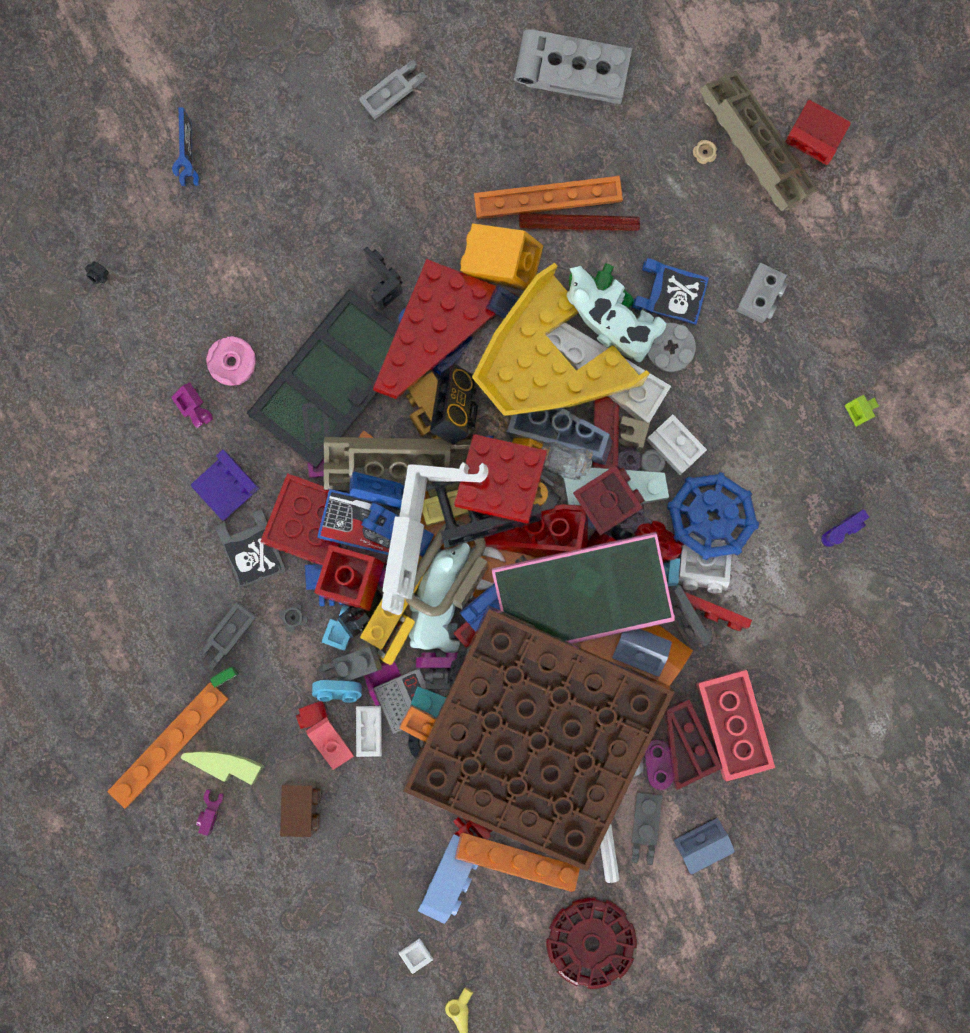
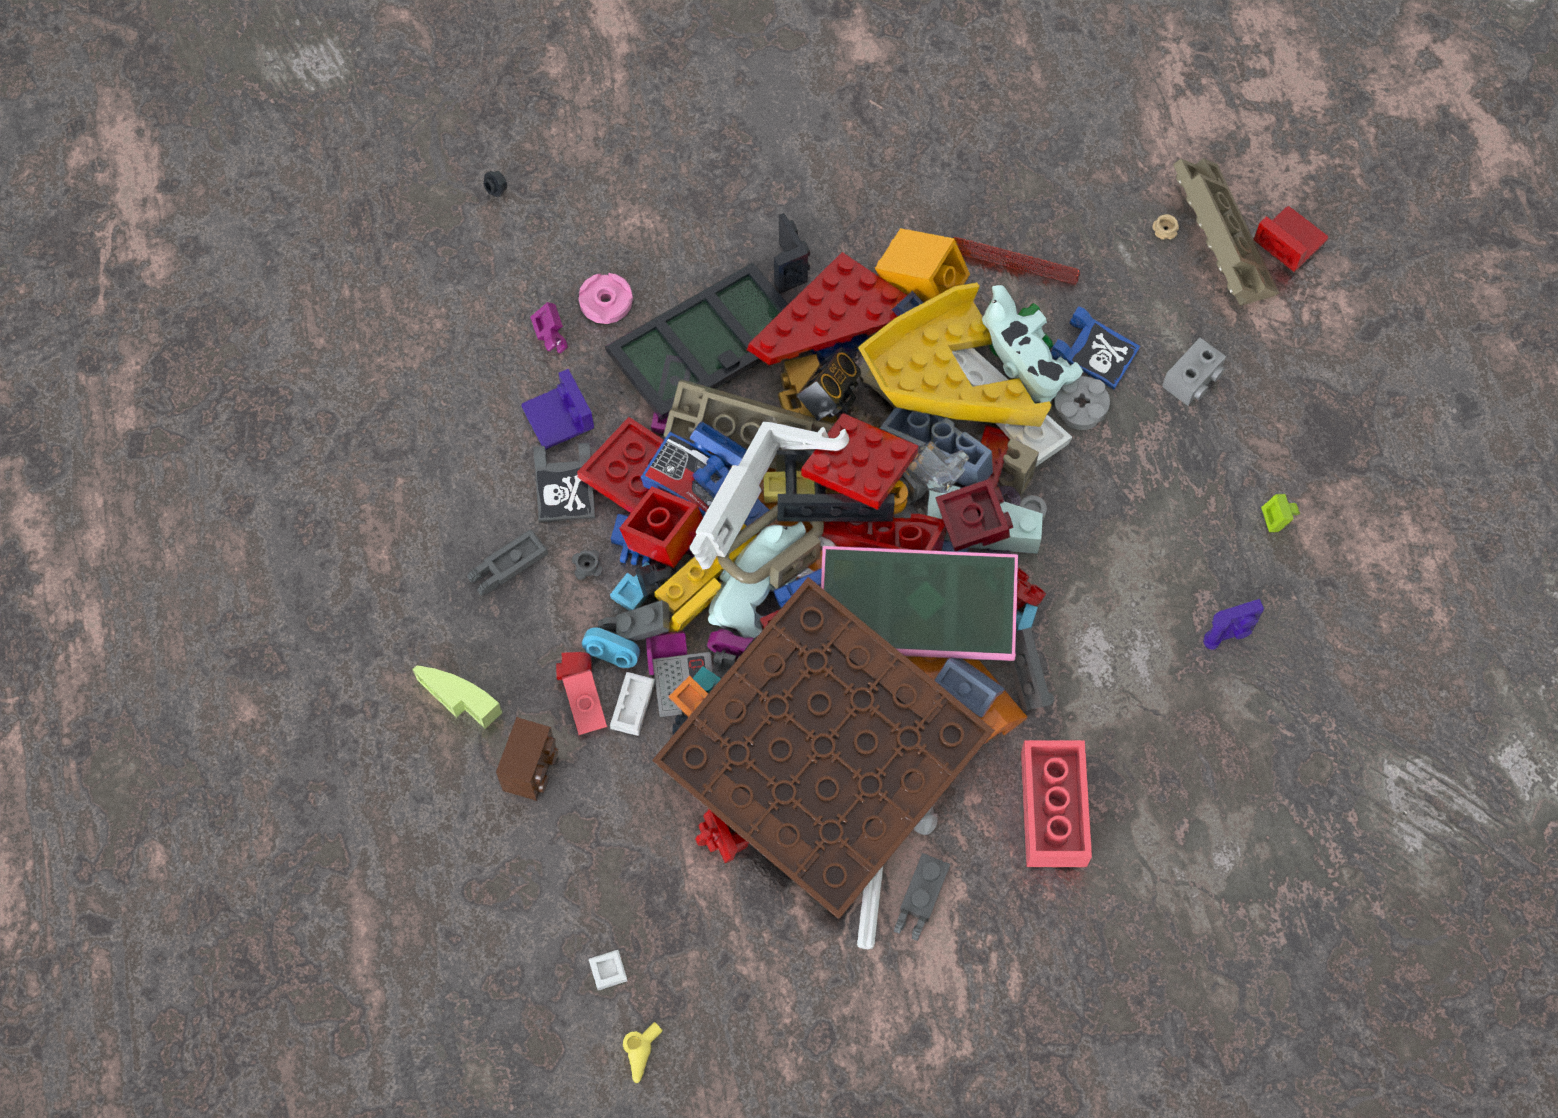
camera: 10 degrees right, 20 degrees down
(167, 745) = (401, 661): orange plate -> none
(185, 150) = (624, 92): blue flag -> none
(207, 819) = (420, 748): magenta plate -> none
(224, 676) = (490, 603): green tile -> none
(391, 90) = (853, 95): light grey hinge -> none
(448, 882) = (673, 888): light blue wedge -> none
(517, 862) = (760, 888): orange plate -> none
(542, 47) = (1047, 116): light grey hinge -> none
(548, 197) = (988, 228): orange plate -> none
(591, 927) = (815, 1029): dark red plate -> none
(658, 765) = (955, 829): magenta plate -> none
(676, 444) = (1063, 496): white plate -> none
(688, 745) = (997, 812): dark red wedge -> none
(704, 846) = (986, 936): sand blue panel -> none
(709, 573) = (1065, 623): white plate -> none
(715, 612) = (1065, 679): red tile -> none
(726, 512) = (1091, 564): blue plate -> none

